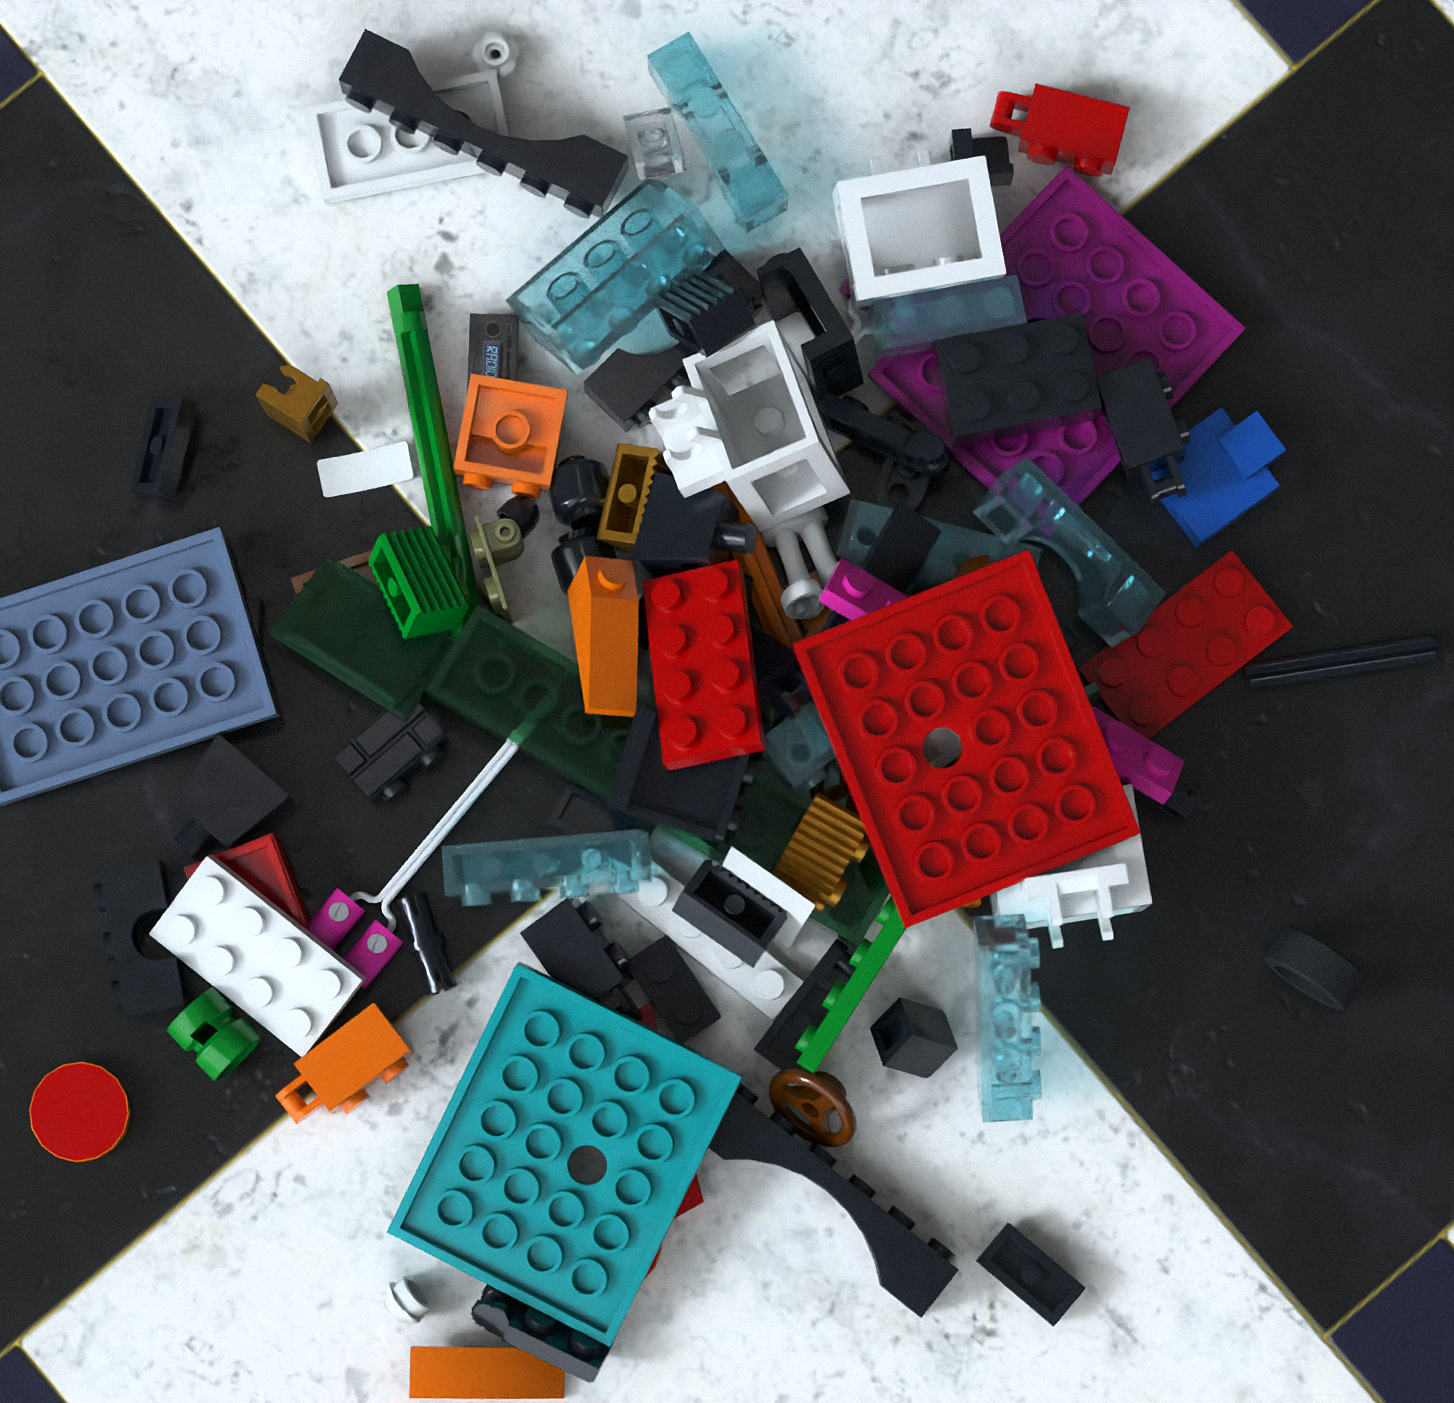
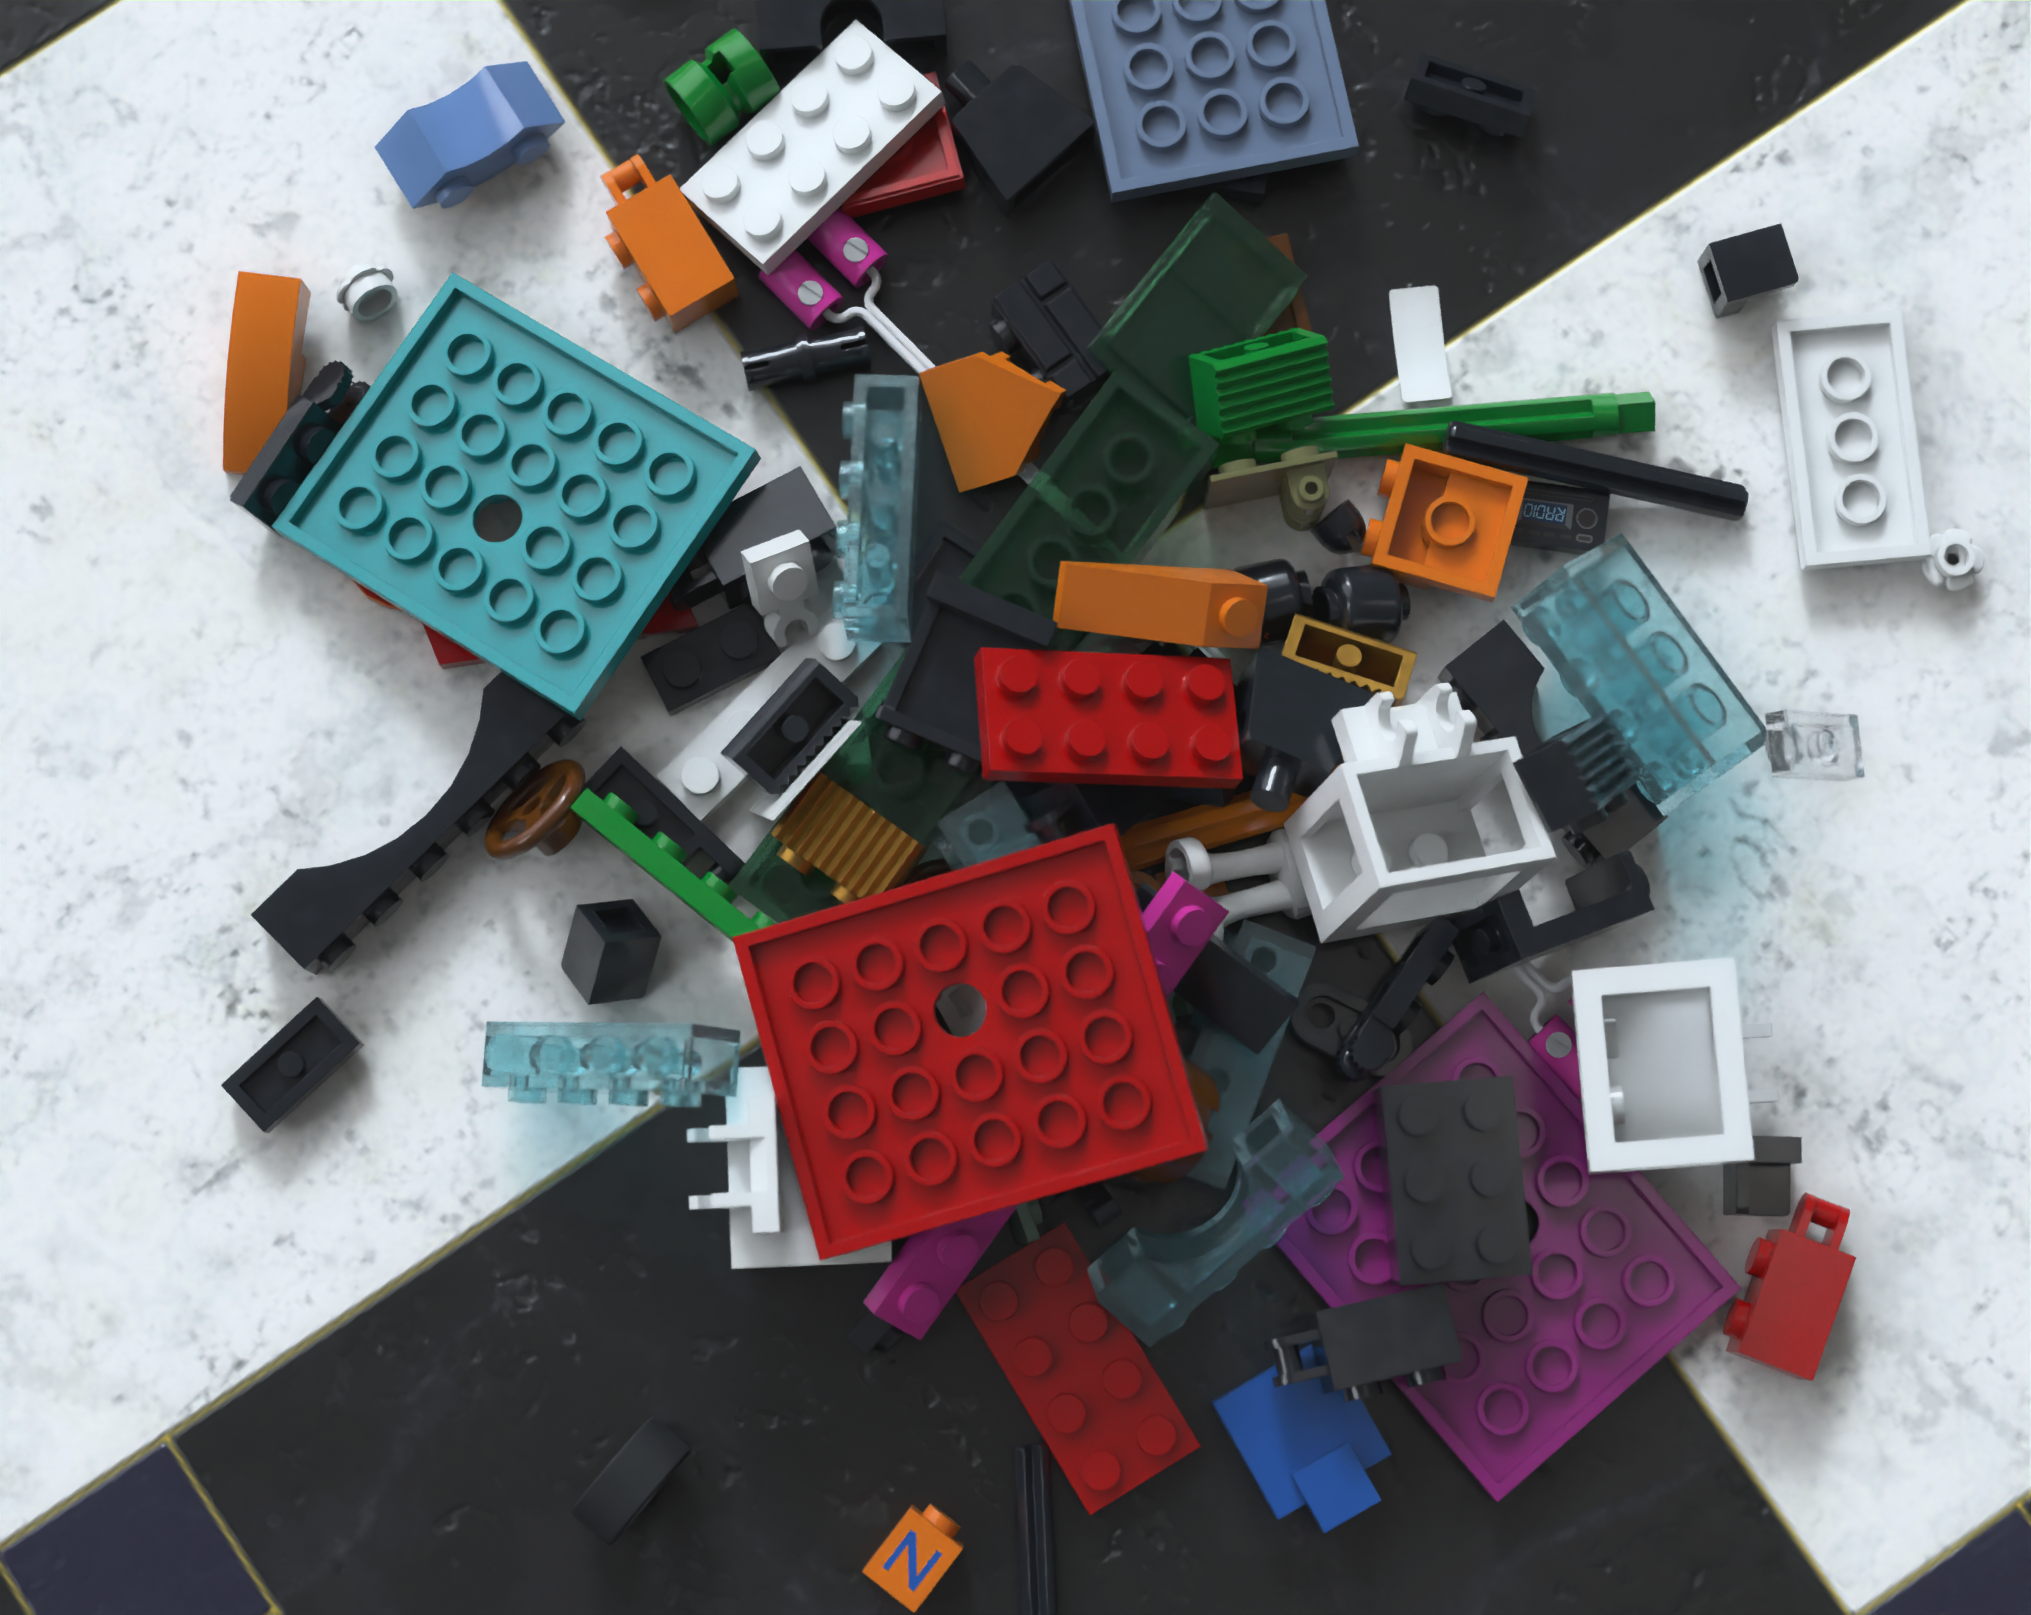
camera: 95 degrees right, 0 degrees up
(273, 1232) = (470, 135): none -> medium blue brick
(285, 223) = (1746, 268): none -> black panel
(303, 406) = (1504, 264): pearl gold hinge -> none
(456, 326) = (1595, 471): none -> black axle
(462, 792) = (989, 416): none -> orange slope
(572, 169) = (1790, 631): black arch -> none
(615, 936) = (778, 581): none -> white plate
(719, 130) = (1824, 831): clear light blue arch -> none
(919, 319) = (1548, 1095): clear light blue brick -> none
(1340, 752) = (915, 1555): none -> orange brick

